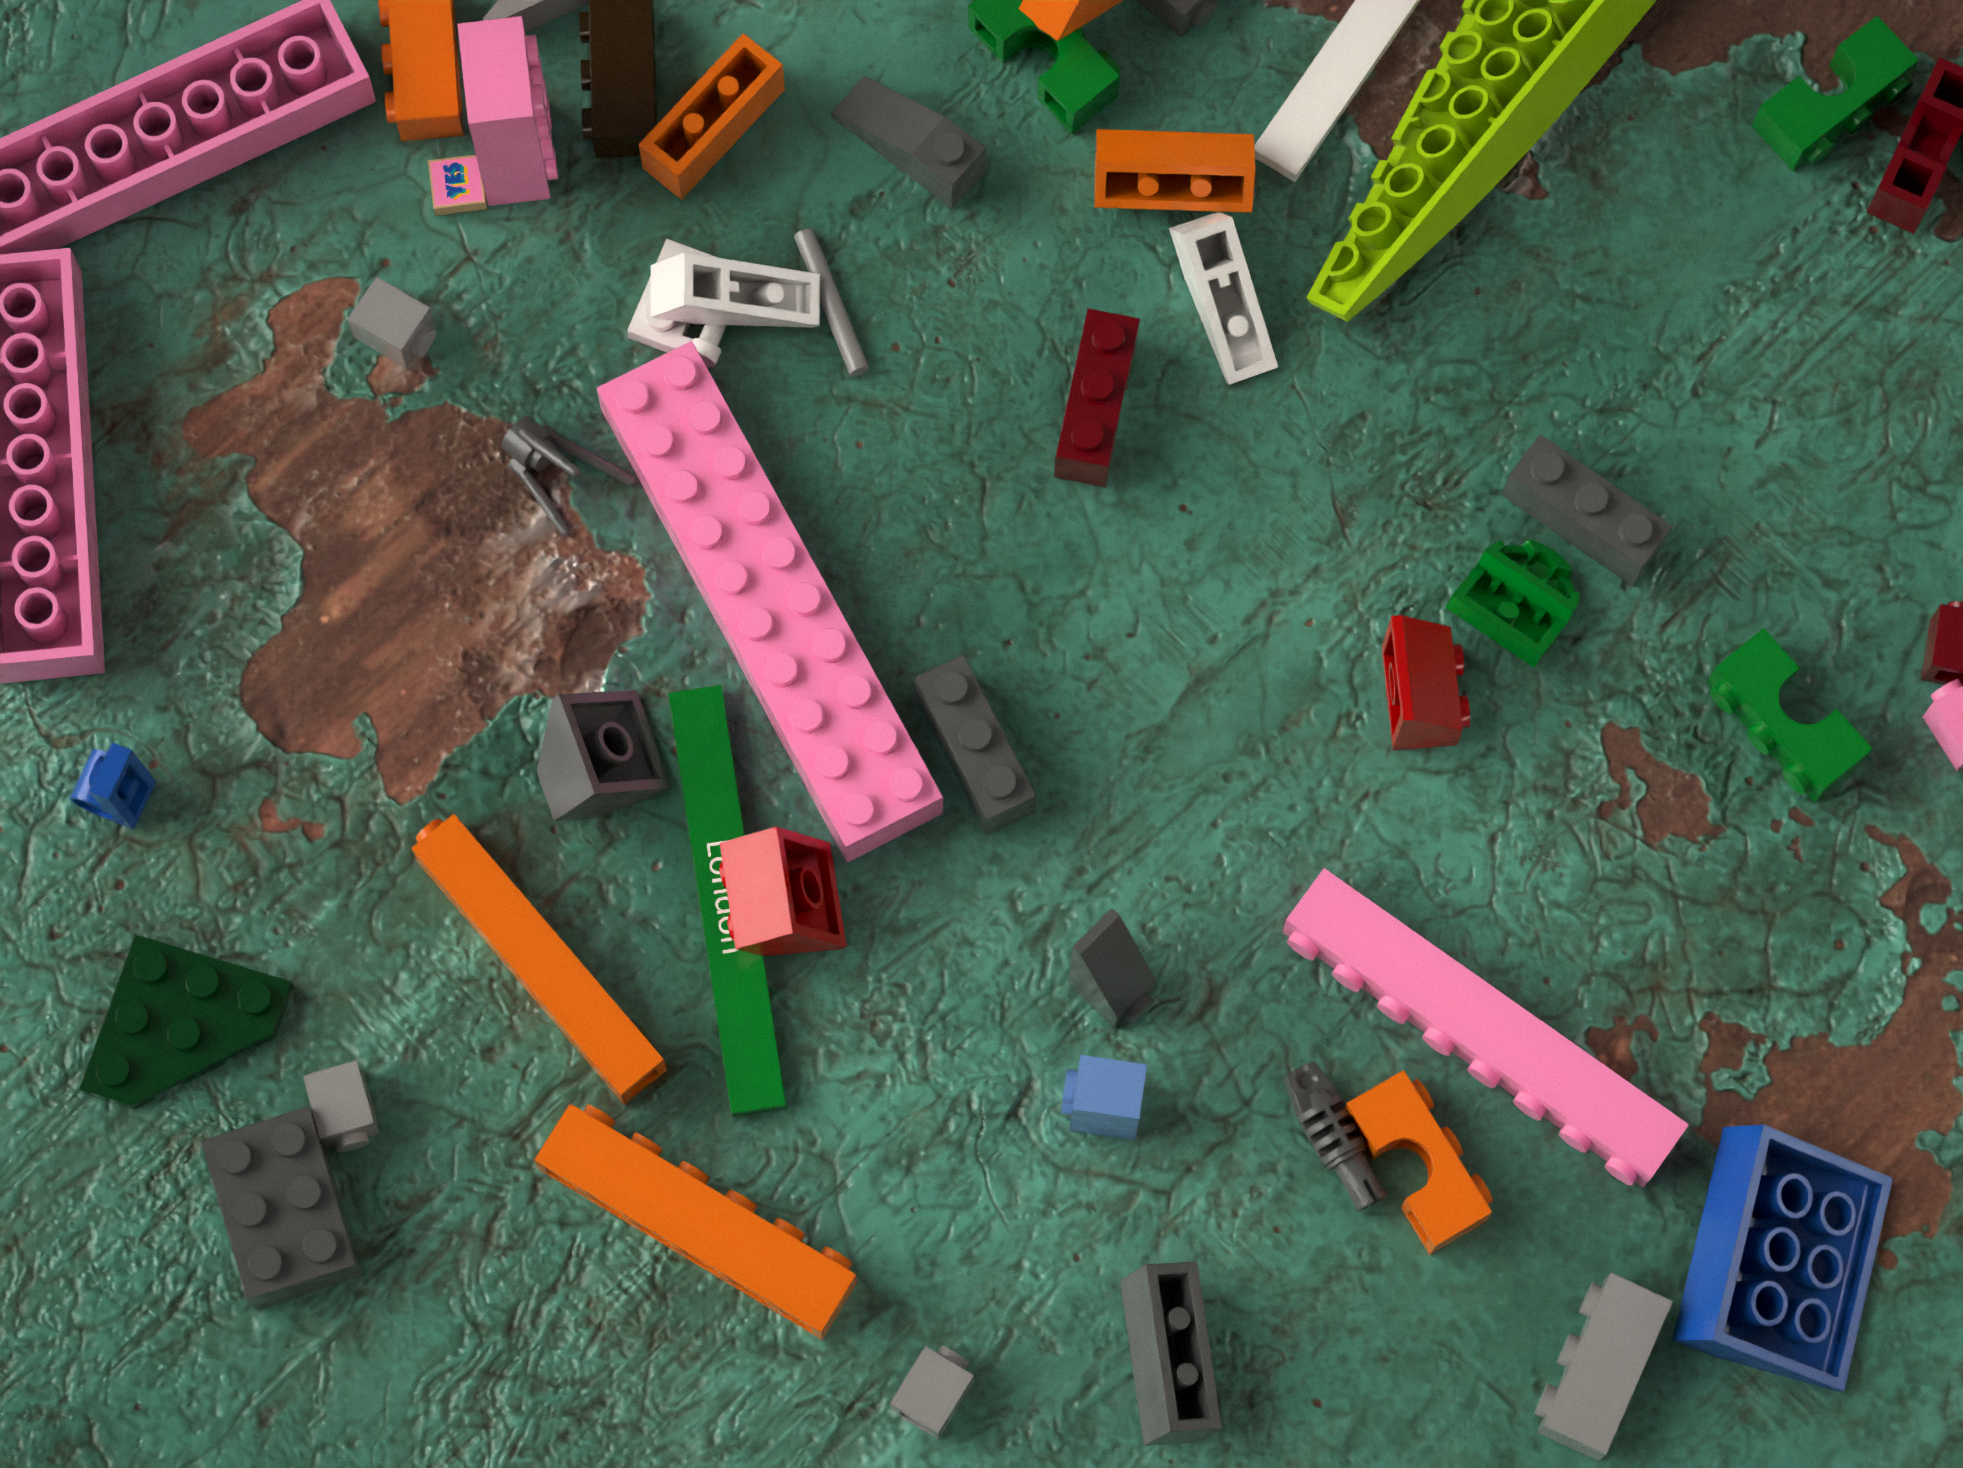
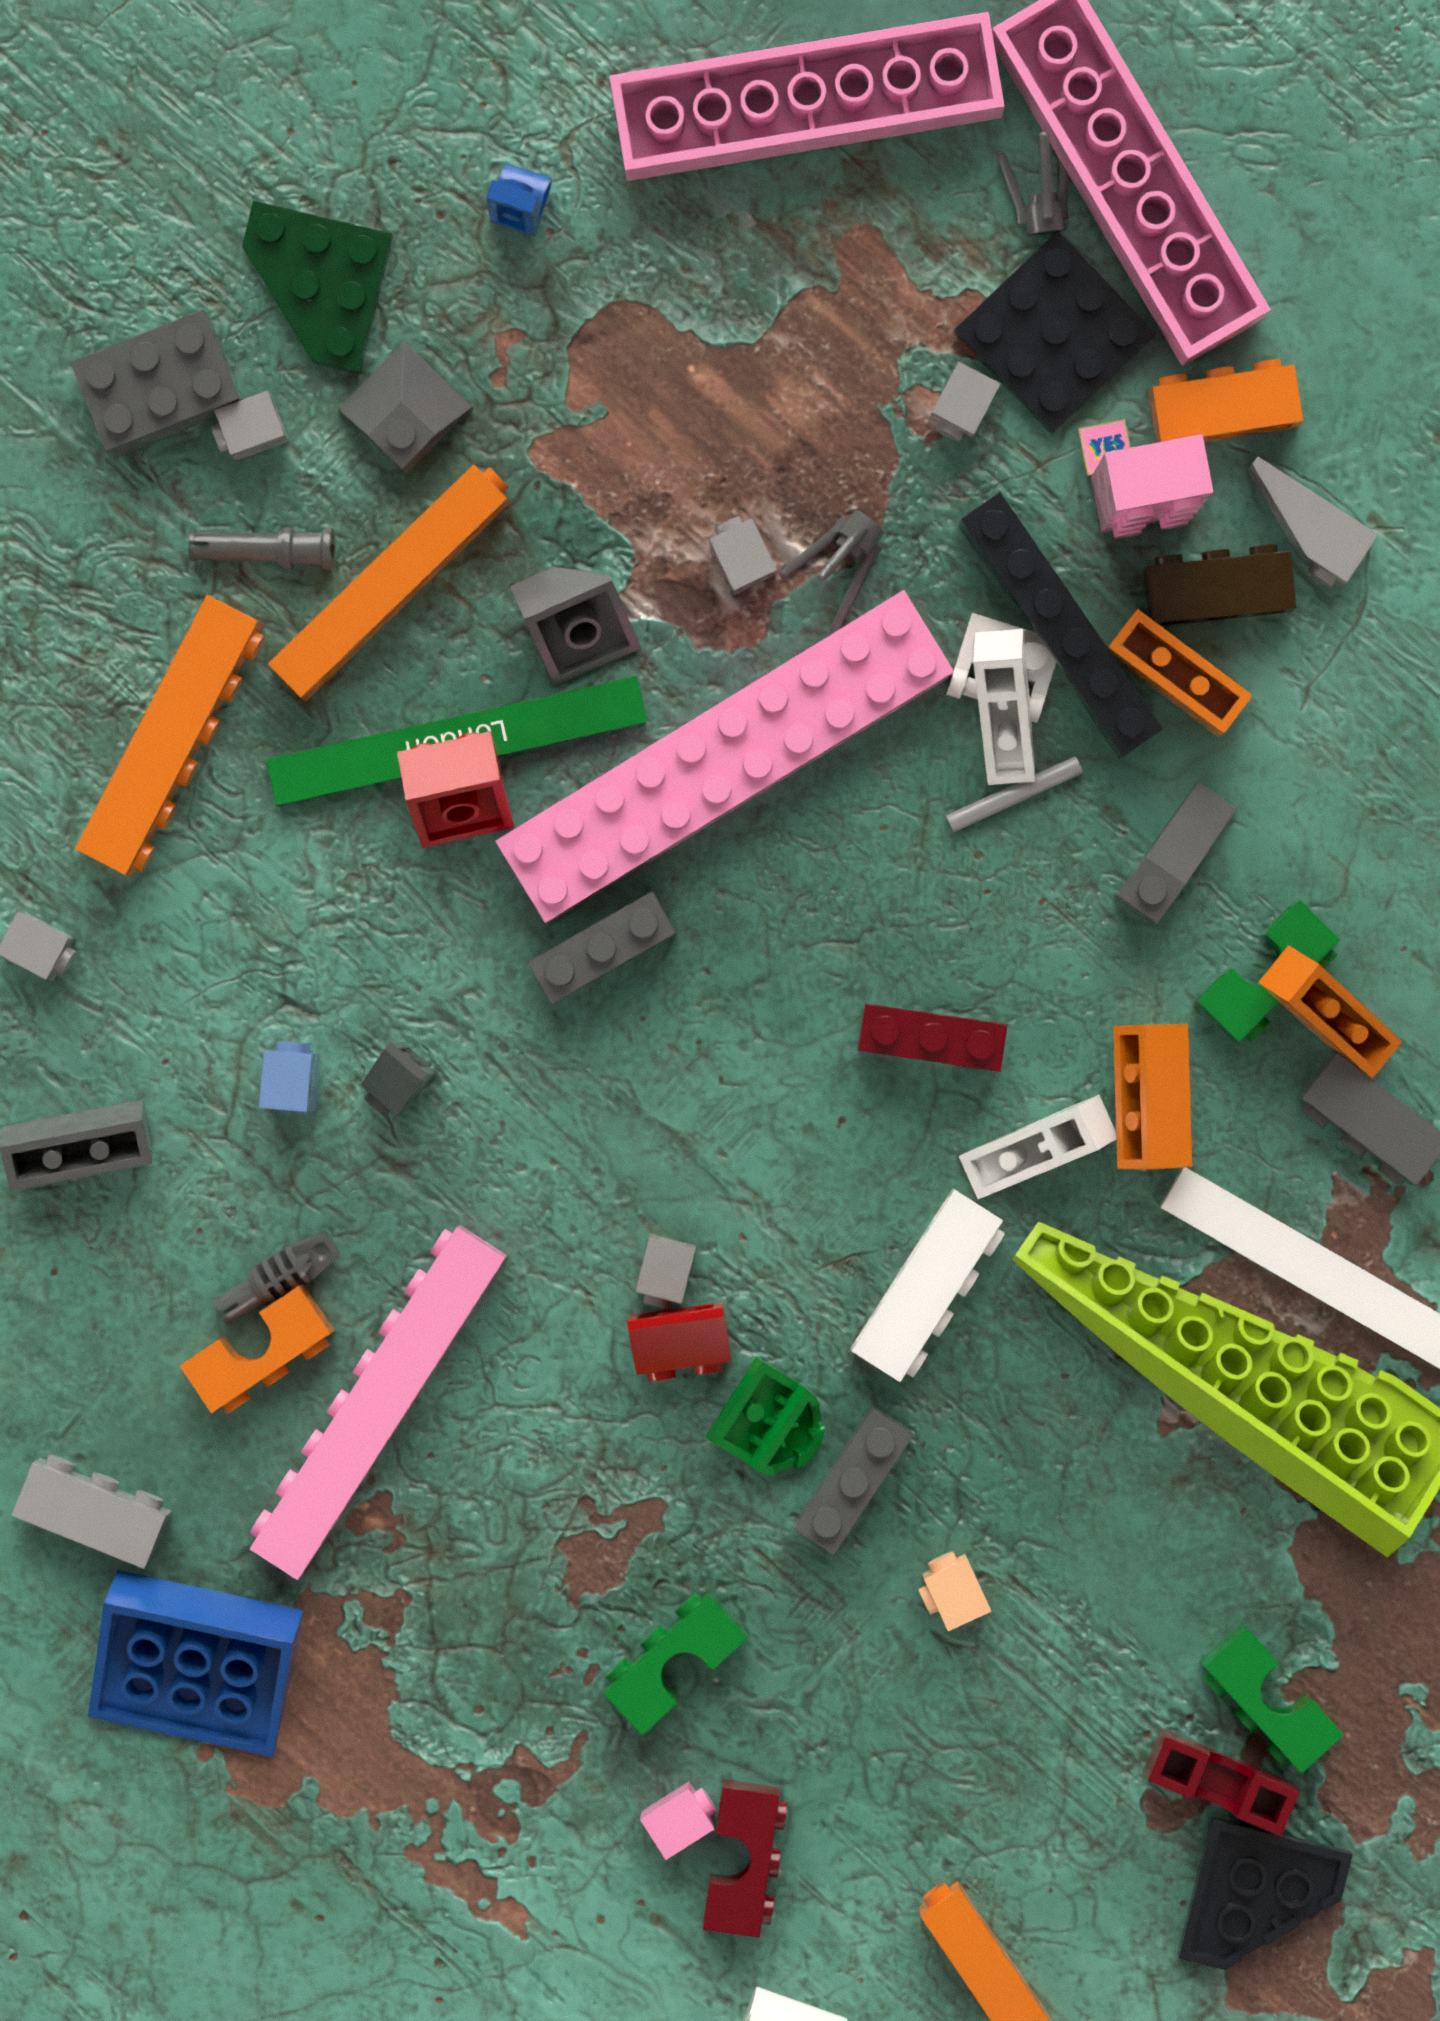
camera: 85 degrees right, 15 degrees up
(188, 228) = (1045, 210): none -> dark grey plant
(324, 229) = (1054, 332): none -> black plate
(339, 934) = (405, 408): none -> dark grey slope
(487, 1076) = (286, 548): none -> dark grey pin
(541, 568) = (742, 554): none -> light grey brick
(579, 272) = (1060, 624): none -> black arch
(1345, 700) = (665, 1271): none -> light grey brick
(1372, 420) = (927, 1285): none -> white brick
(1713, 412) = (953, 1591): none -> light nougat brick

